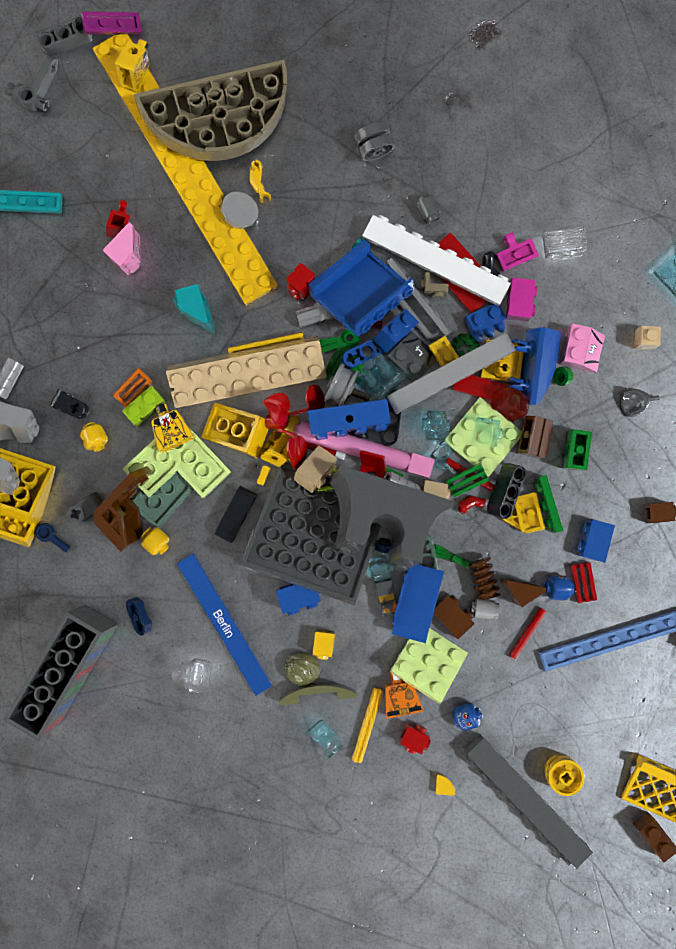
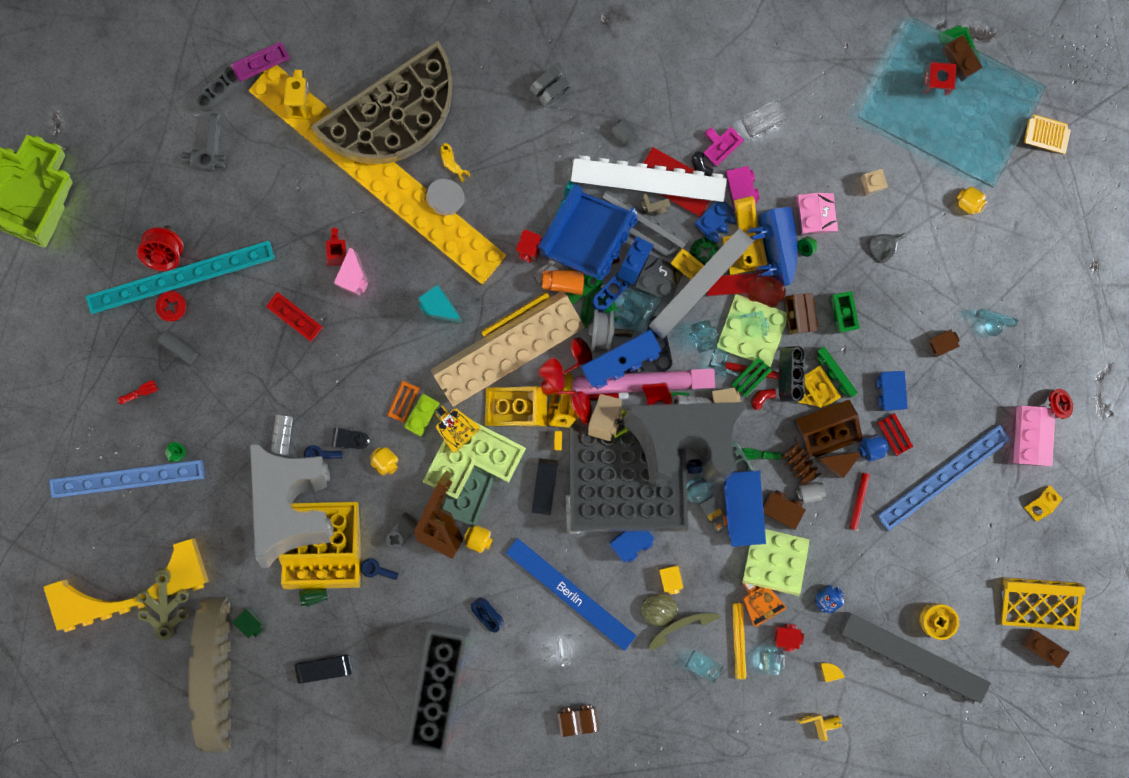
camera: 20 degrees left, 0 degrees up
(34, 406) = (315, 451): none -> dark blue plate
(59, 272) = (294, 317): none -> red plate
(188, 746) = (578, 721): none -> reddish brown brick
(321, 326) = (563, 281): none -> orange plant
(391, 755) = (772, 660): none -> clear light blue head
(416, 834) = (822, 725): none -> yellow bracket
(517, 323) = (746, 213): none -> yellow tile
(523, 555) = (829, 429): none -> reddish brown slope

